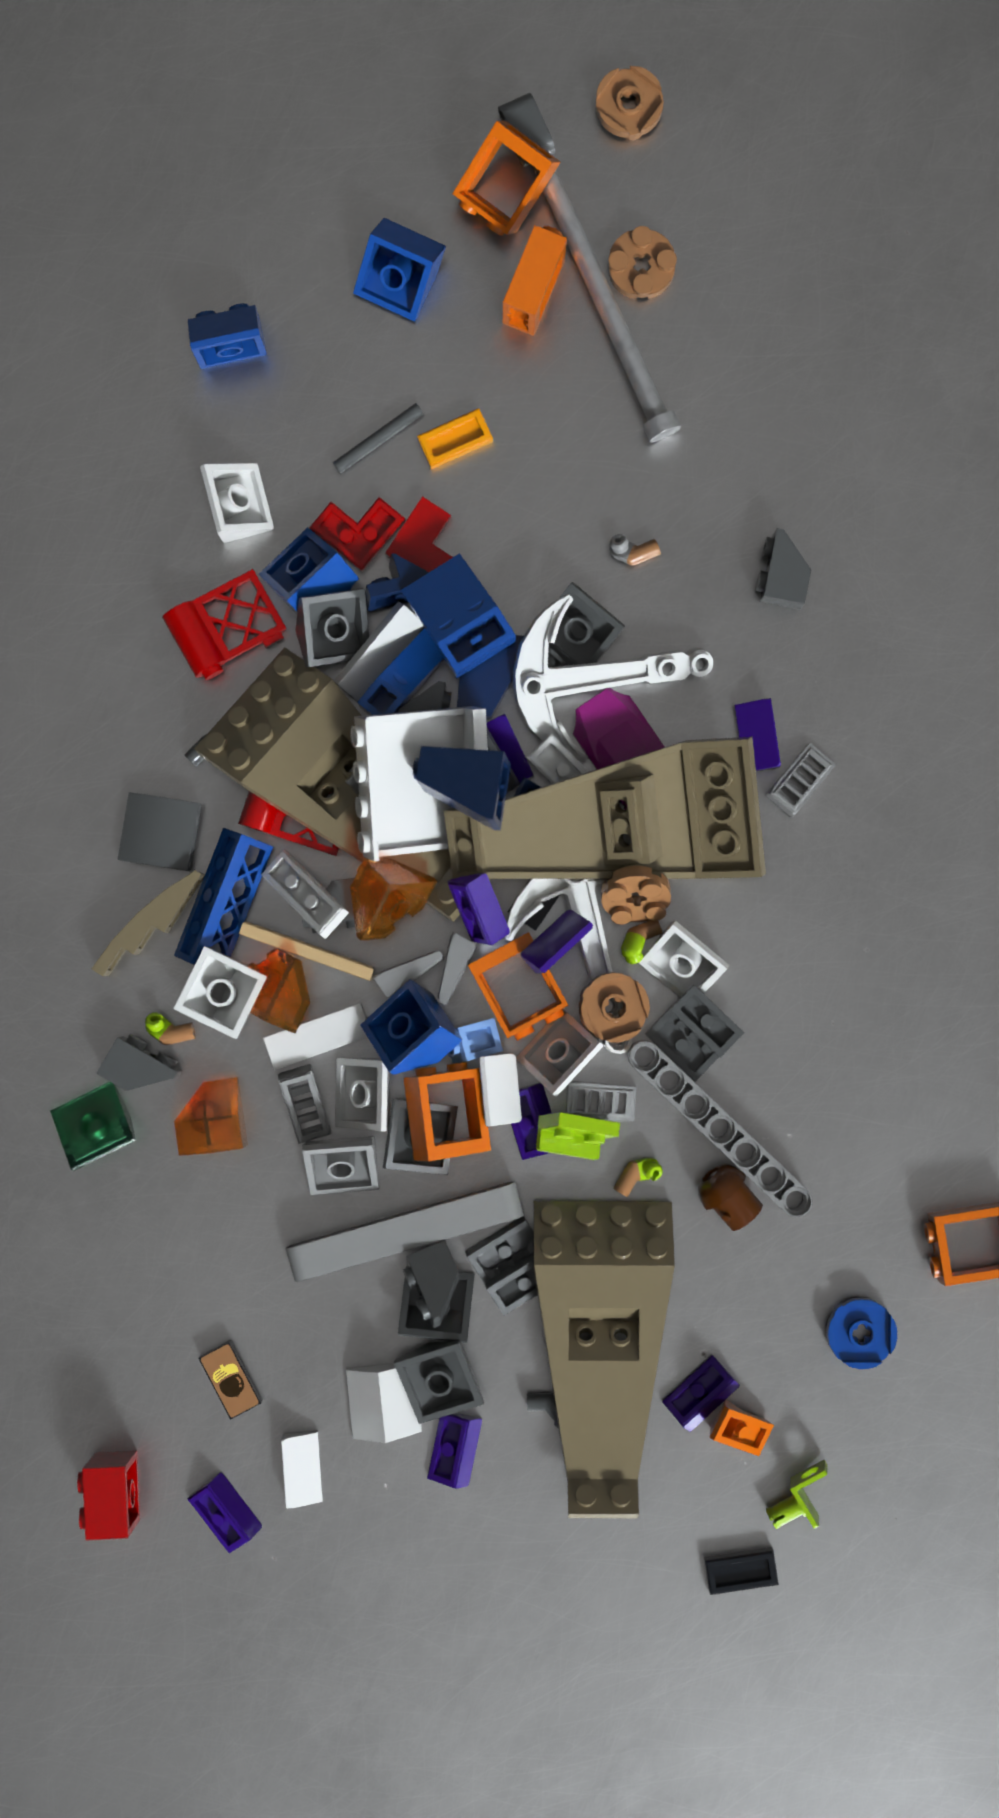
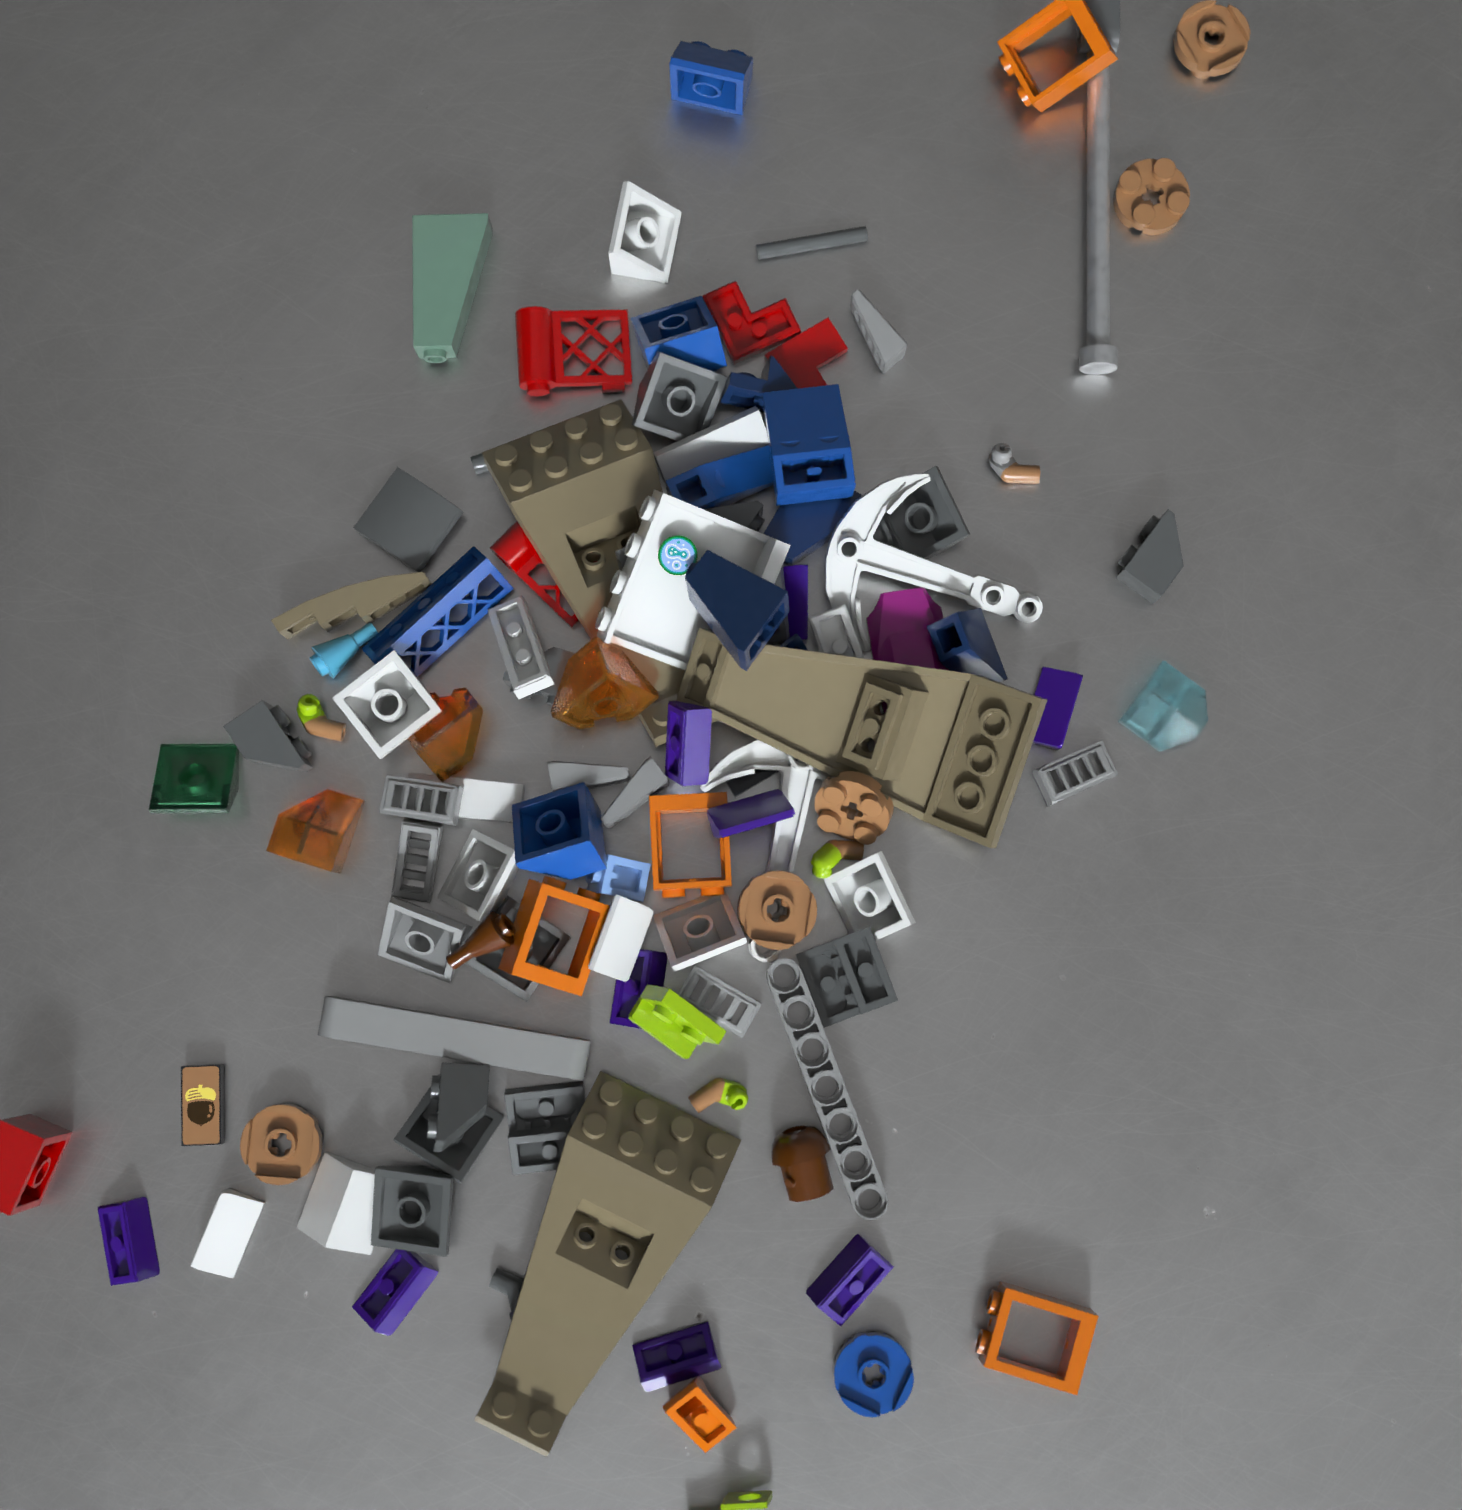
camera: 25 degrees right, 5 degrees down
(89, 613) = (446, 274): none -> sand green slope
(155, 970) = (335, 654): none -> medium azure cone
(291, 1369) = (264, 1159): none -> medium nougat plate
(307, 950) = (495, 706): tan tile -> none
(311, 1046) = (451, 807): none -> light grey slope
(396, 1138) = (491, 935): none -> reddish brown cone
(398, 268) = (910, 90): blue slope -> none
(398, 761) = (677, 554): none -> tile
(455, 438) = (888, 277): light orange tile -> none
(473, 492) = (882, 338): none -> light grey slope
(534, 279) = (1038, 158): orange window -> none
(666, 719) = (967, 645): none -> dark blue slope
(808, 1269) = (849, 1279): none -> dark purple slope
(851, 691) = (1167, 709): none -> clear light blue slope

